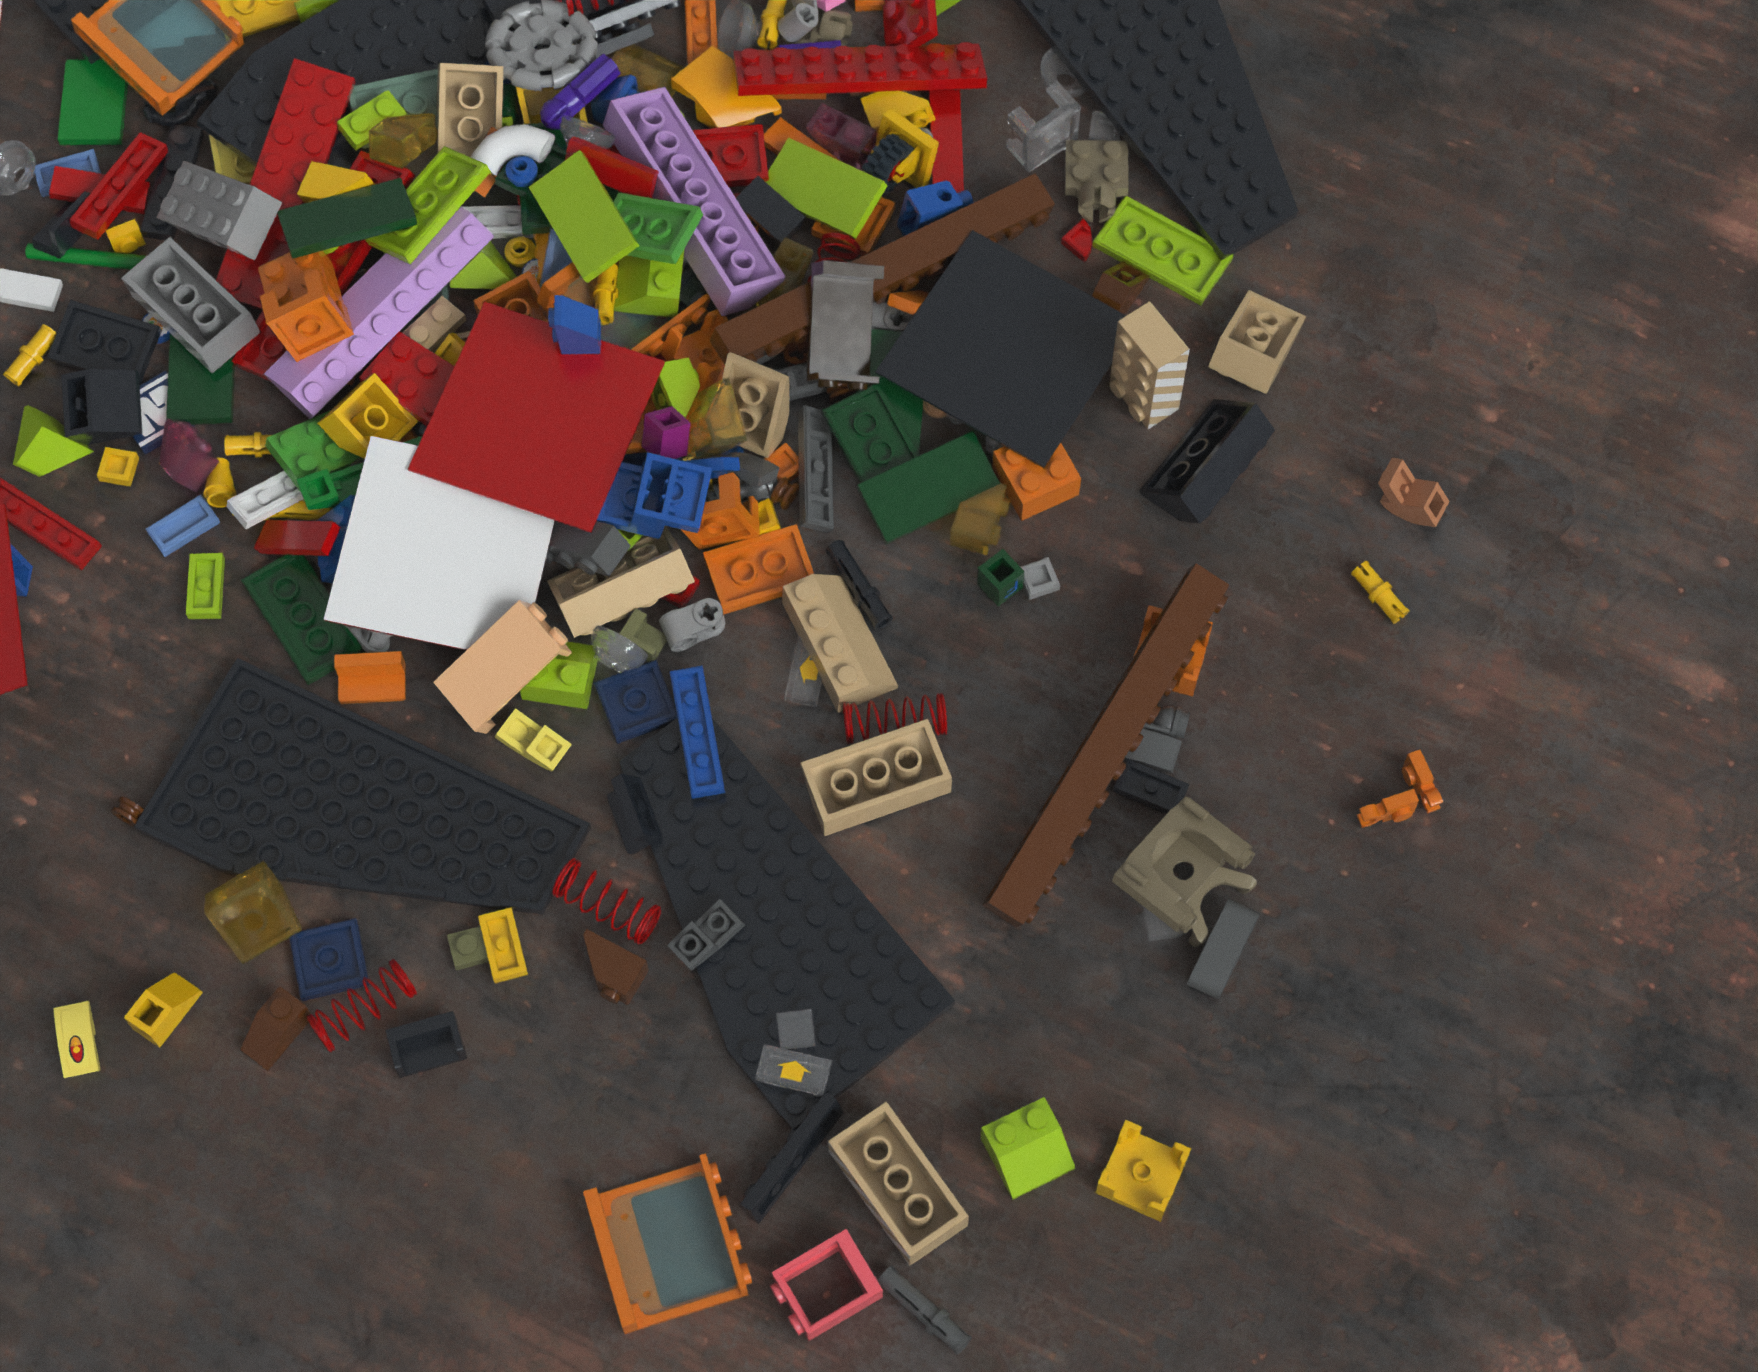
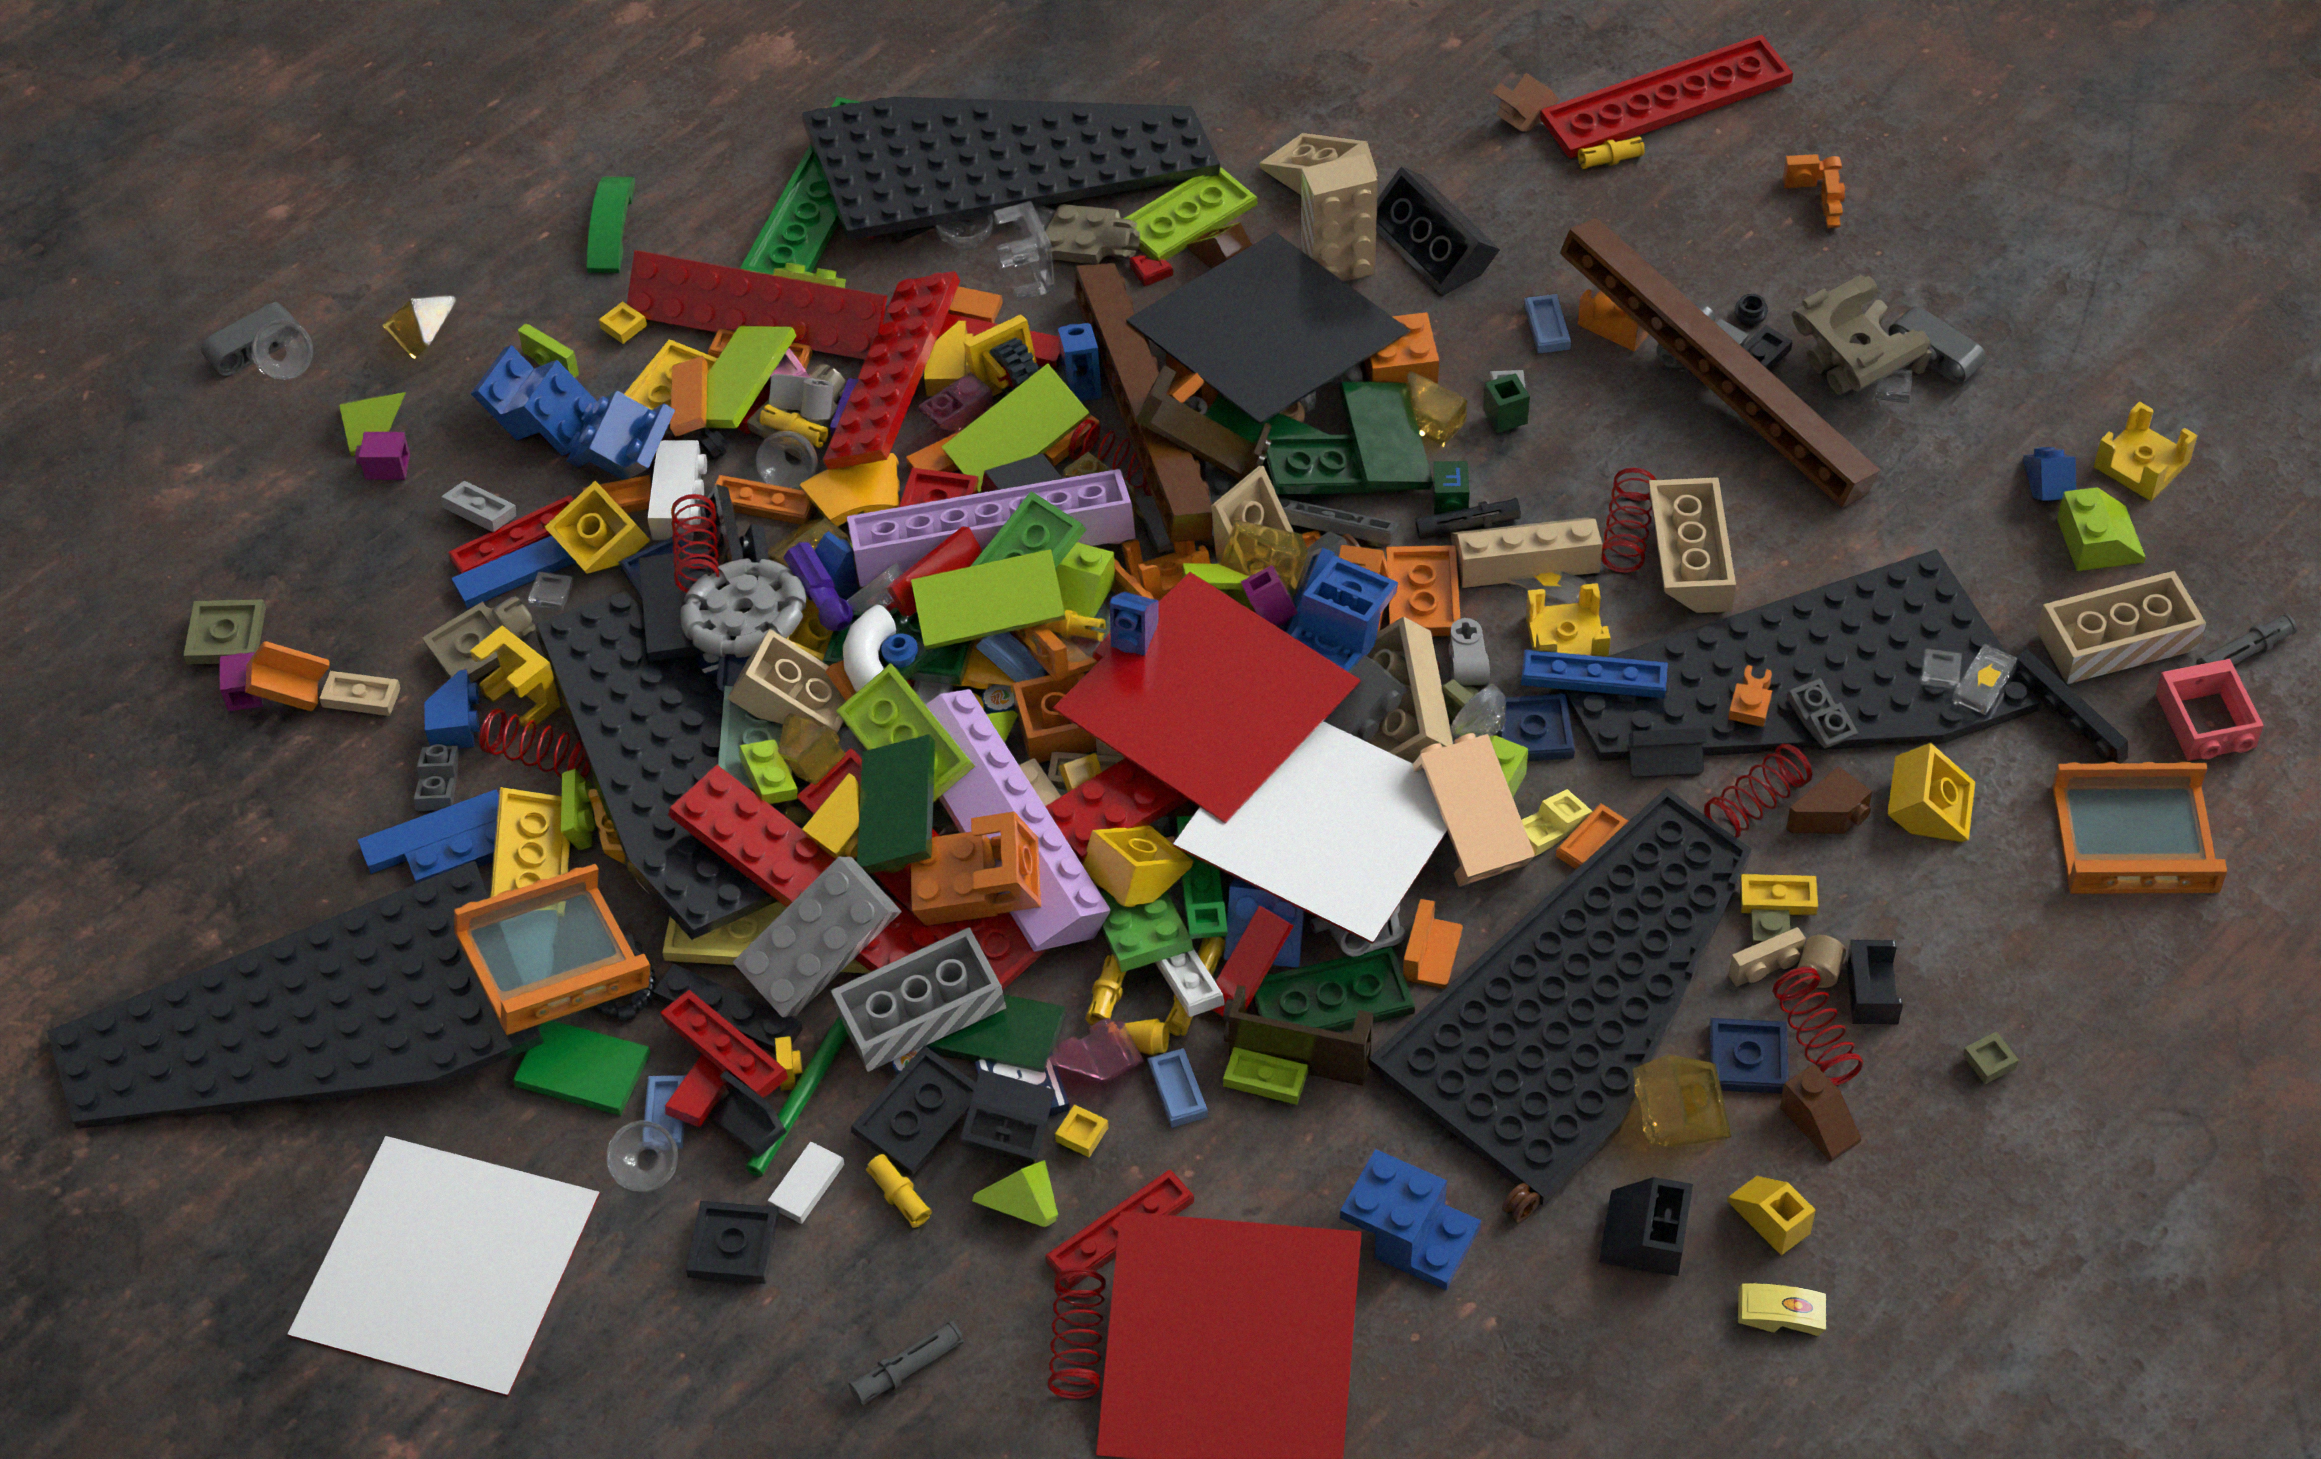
camera: 70 degrees left, 15 degrees down
(82, 728) = (1410, 1219): none -> blue bracket
(123, 915) = (1647, 1225): none -> black slope
(232, 642) = (1325, 1052): none -> dark brown panel
(373, 1159) = (1990, 1057): none -> olive plate
(418, 940) = (1759, 960): none -> tan plate
(435, 994) = (1825, 956): none -> tan piece
(528, 777) = (1590, 836): none -> orange tile
(649, 1053) = (1931, 795): none -> yellow slope
(703, 871) = (1751, 699): none -> orange plate
(750, 700) = (1568, 627): none -> yellow panel
(886, 560) = (1450, 486): none -> dark green brick
(981, 110) = (976, 304): none -> orange tile
(1082, 1086) = (2050, 473): none -> blue slope
(1132, 592) = (1547, 323): none -> medium blue tile
(1216, 760) = (1751, 309): none -> black plate
(1481, 625) = (1666, 95): none -> red plate

